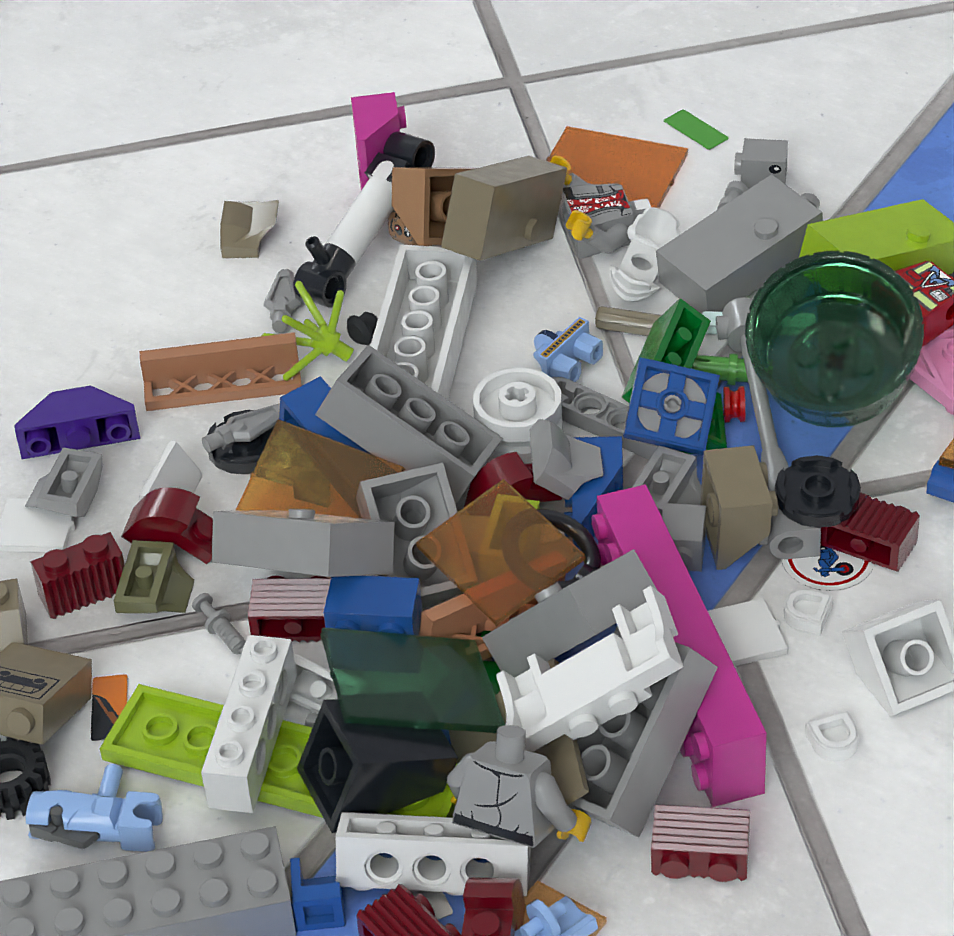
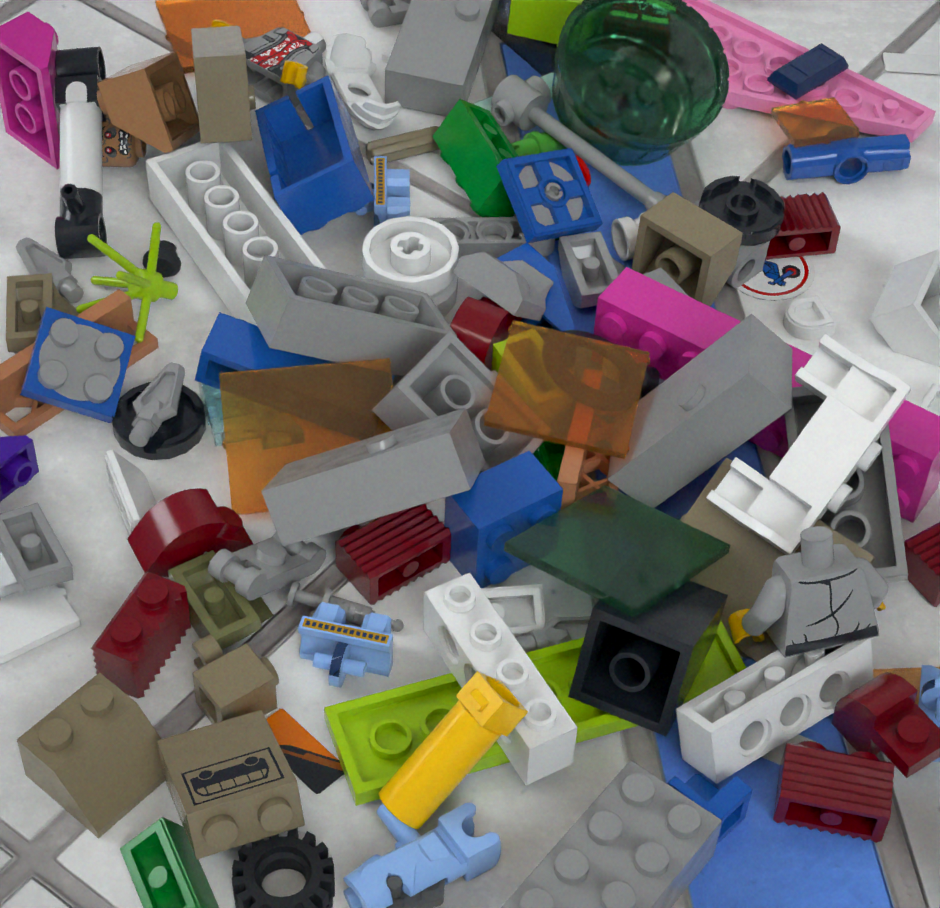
camera: 45 degrees left, 5 degrees up
(103, 637) = (232, 682): none -> dark tan brick
(187, 732) = (452, 749): none -> yellow piece
(193, 657) = (345, 647): none -> light blue hips
(195, 572) = (266, 566): none -> light grey plate
(217, 373) = (77, 365): none -> light grey piece
(234, 319) = (25, 304): none -> dark tan slope
(526, 295) = (314, 170): none -> blue piece

